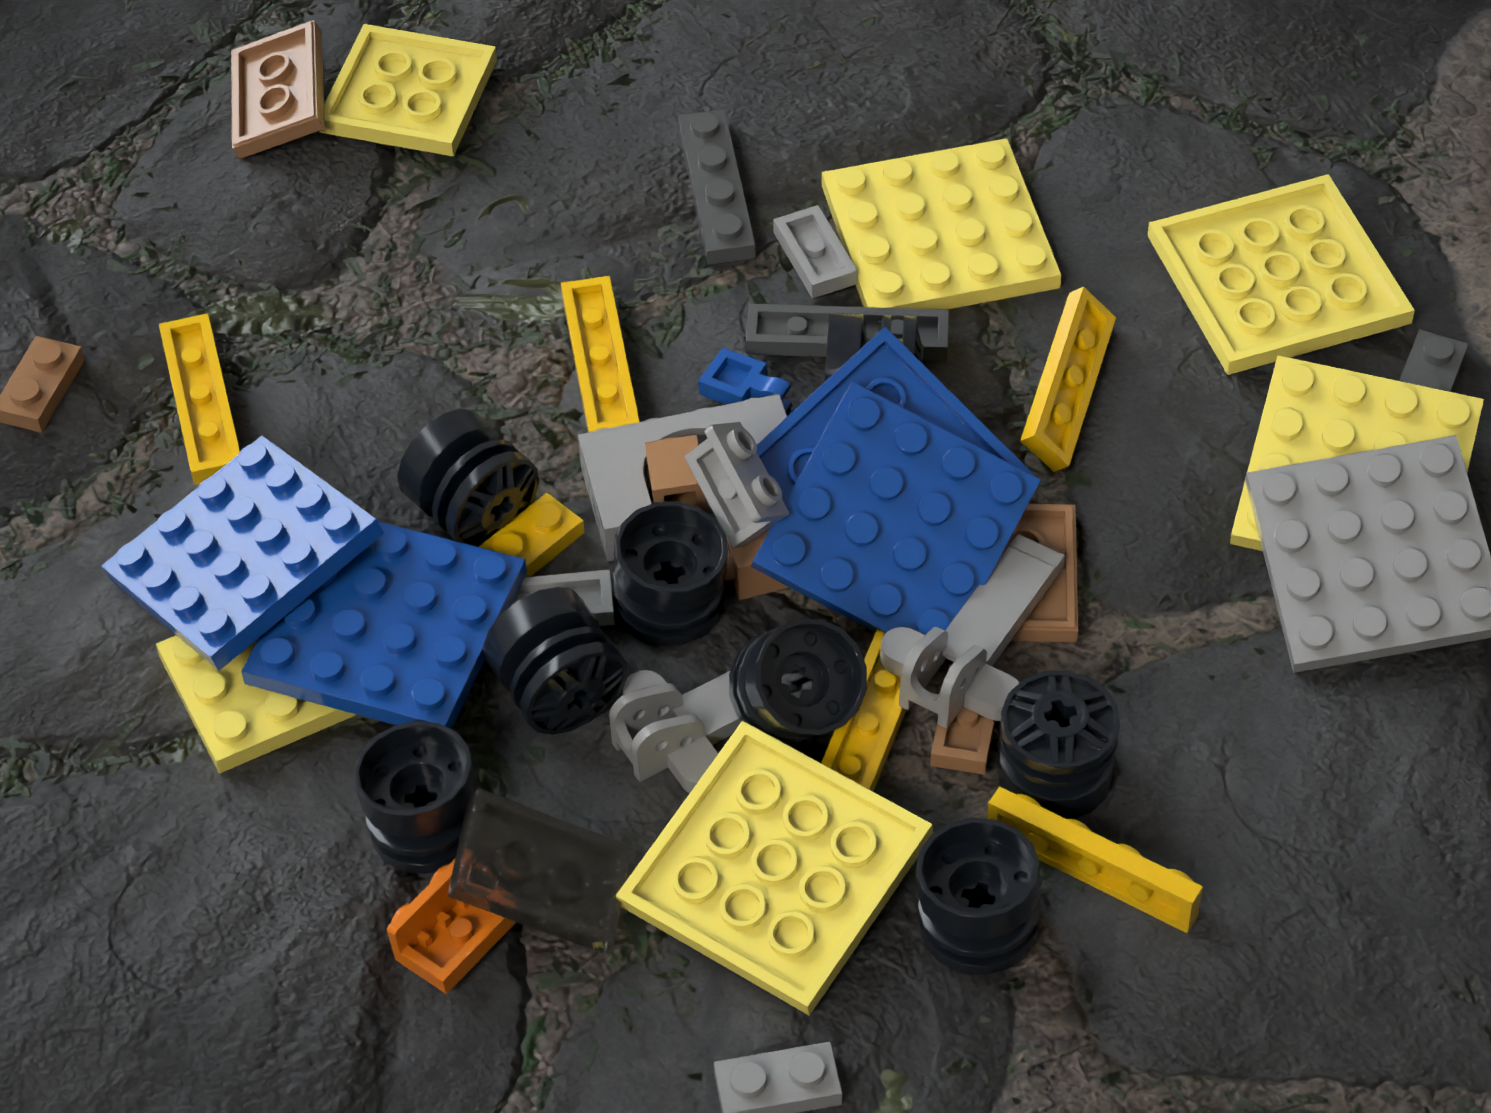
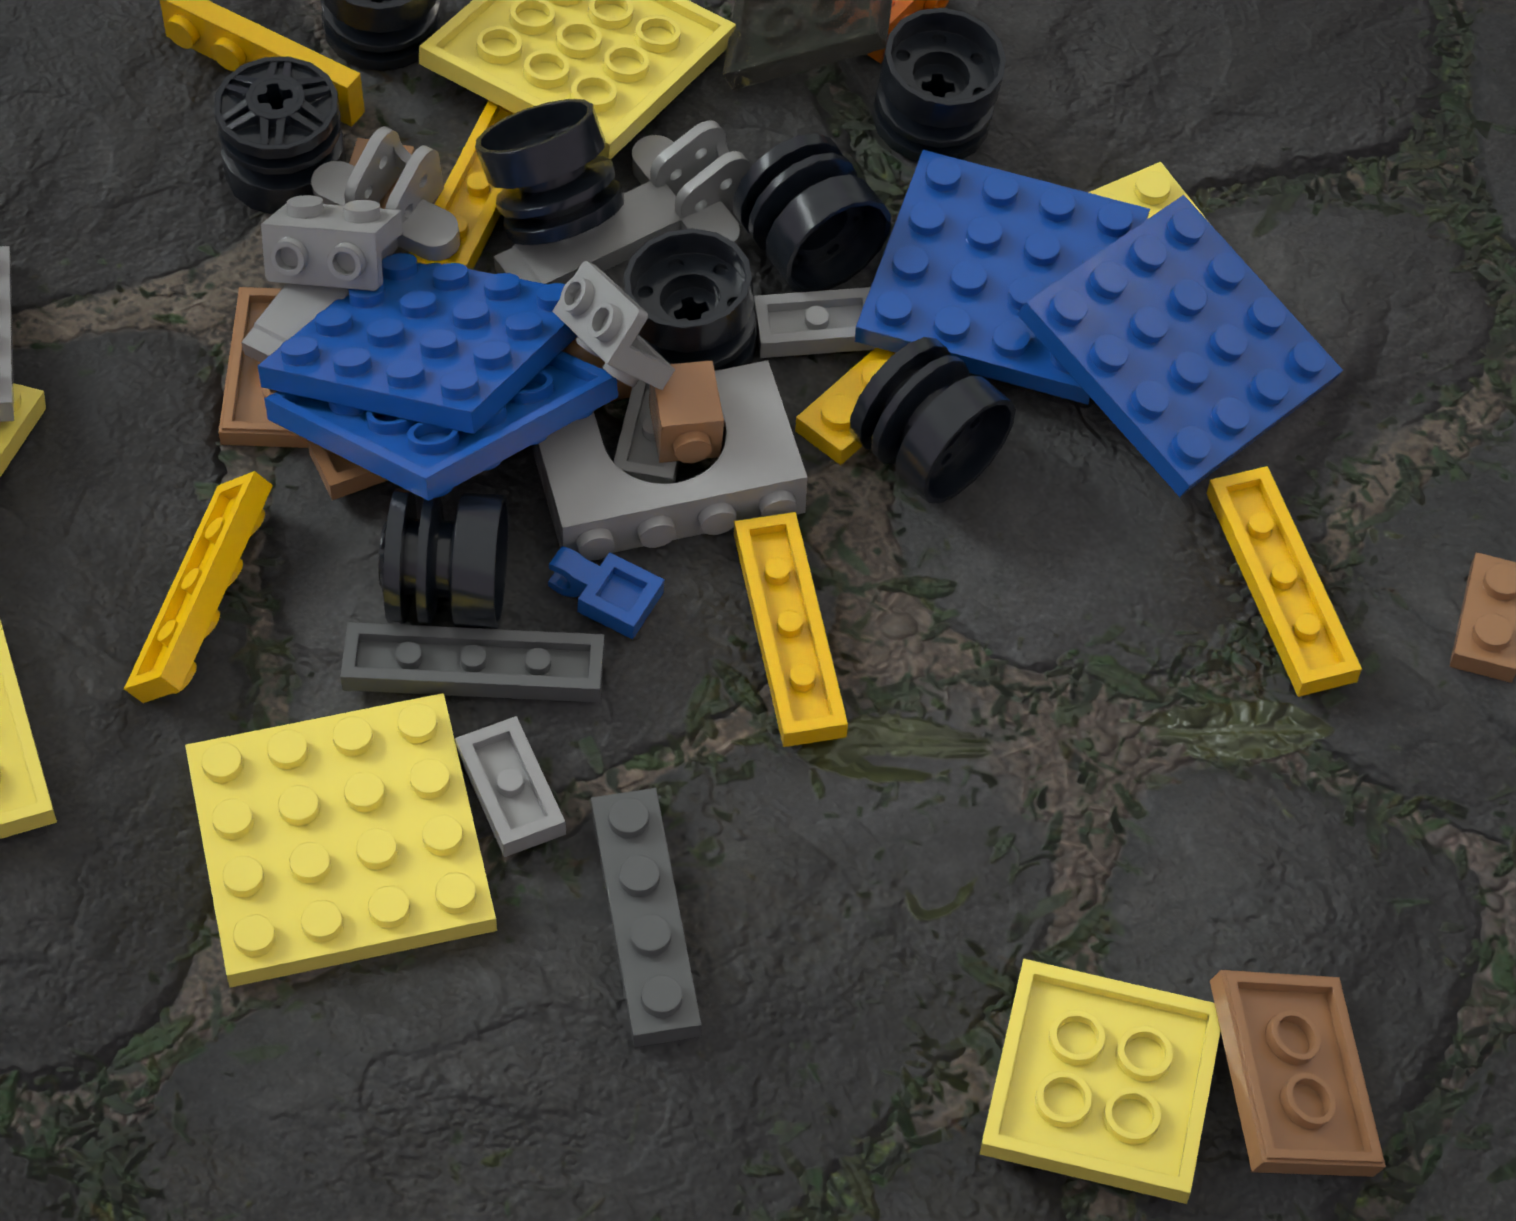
camera: 175 degrees right, 5 degrees up
(993, 608) = (328, 243): none -> light grey bracket

